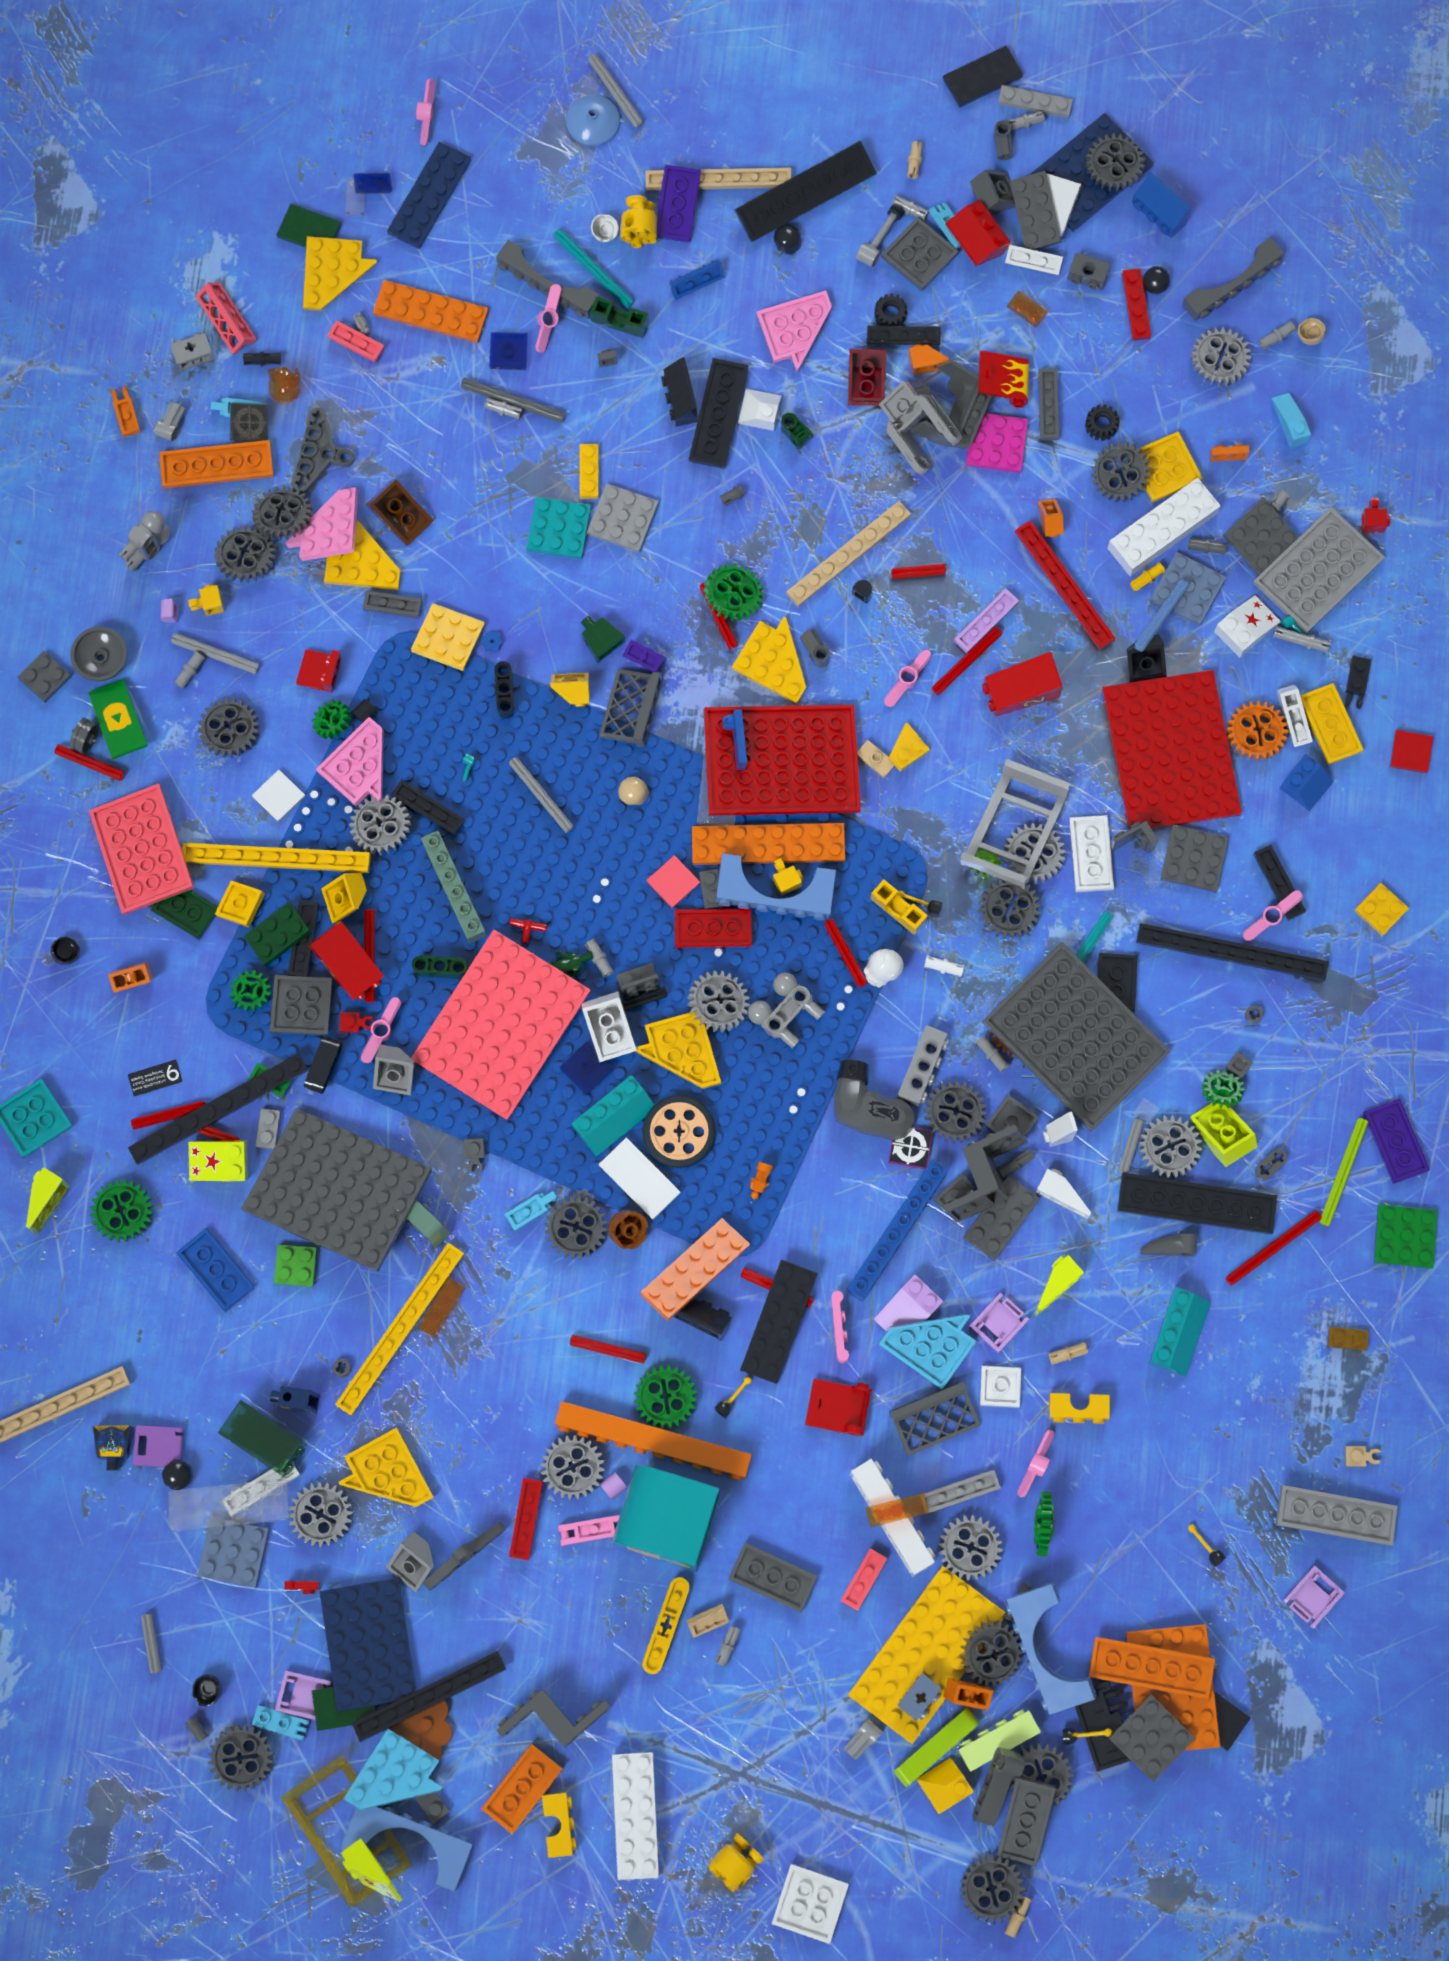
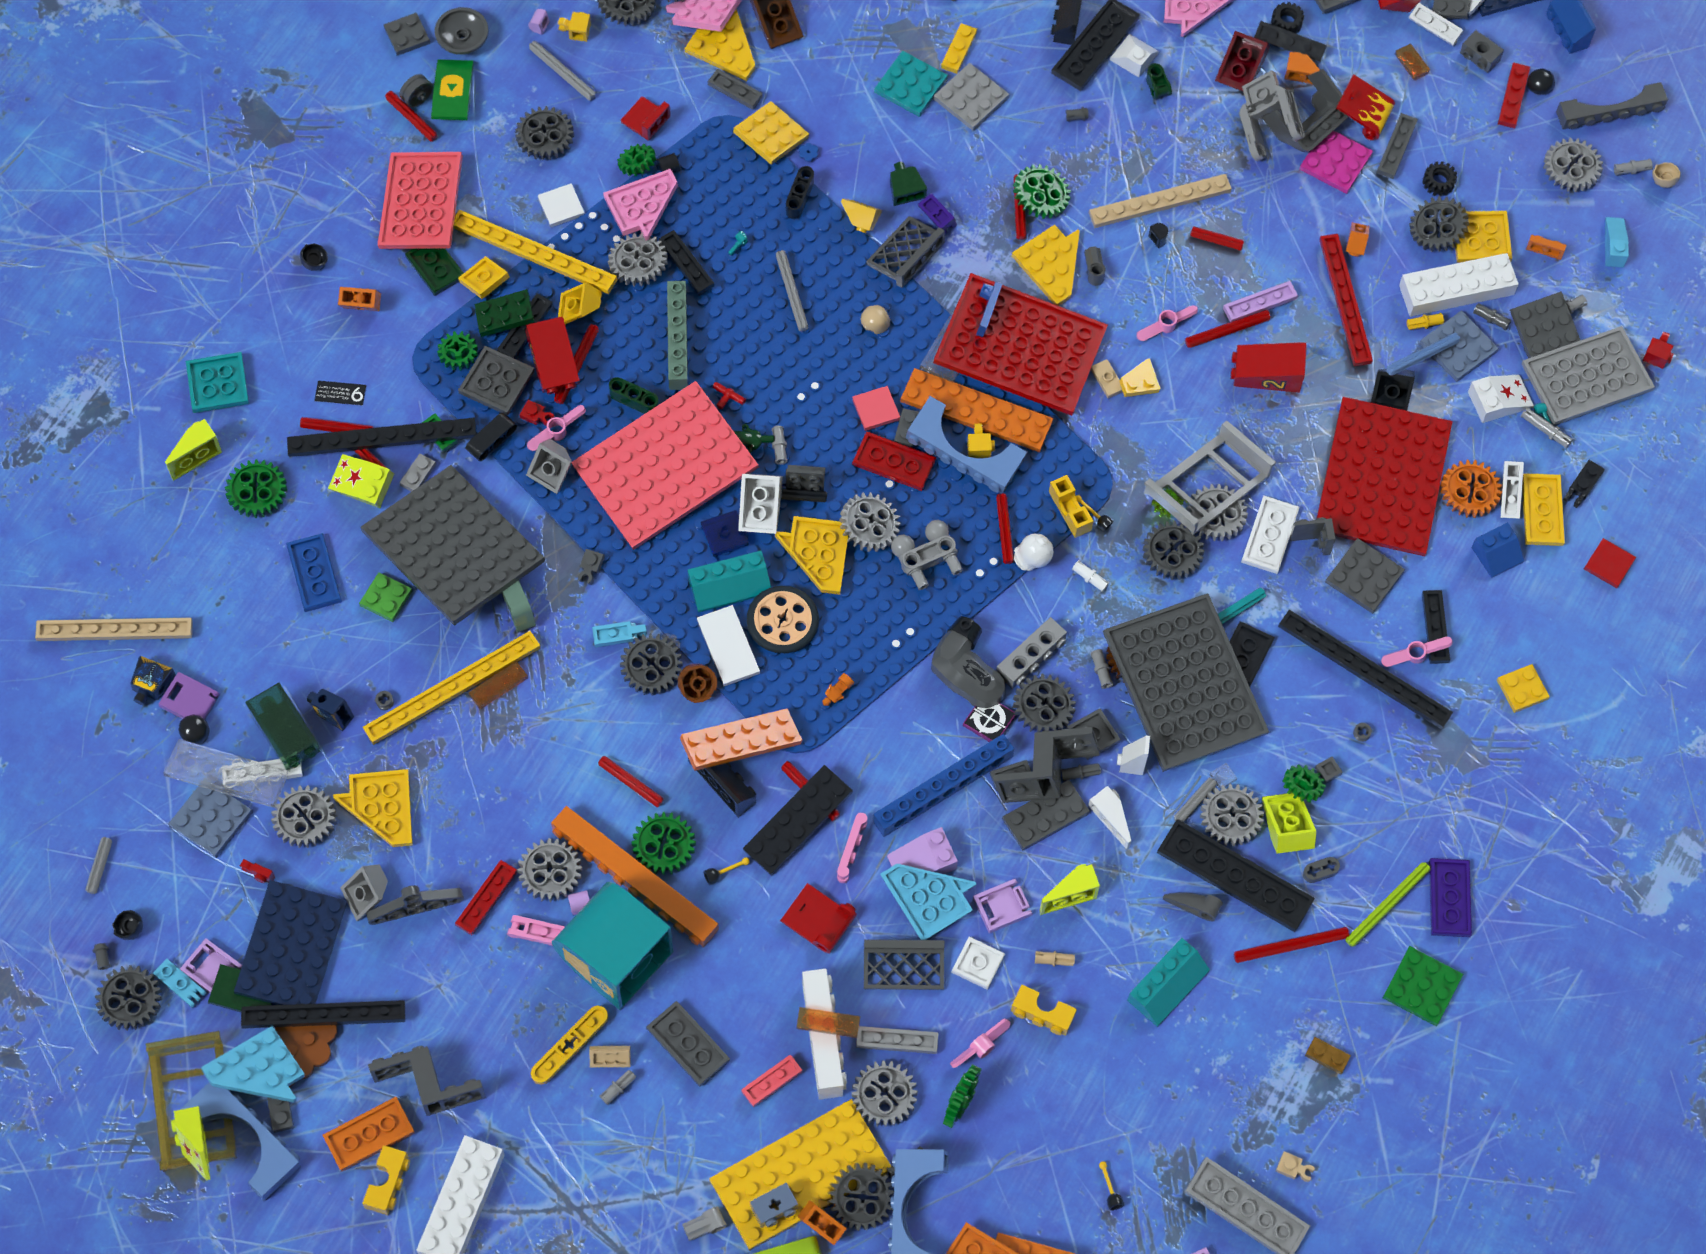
camera: 20 degrees right, 10 degrees down
(189, 670) = (533, 74): light grey pin -> none

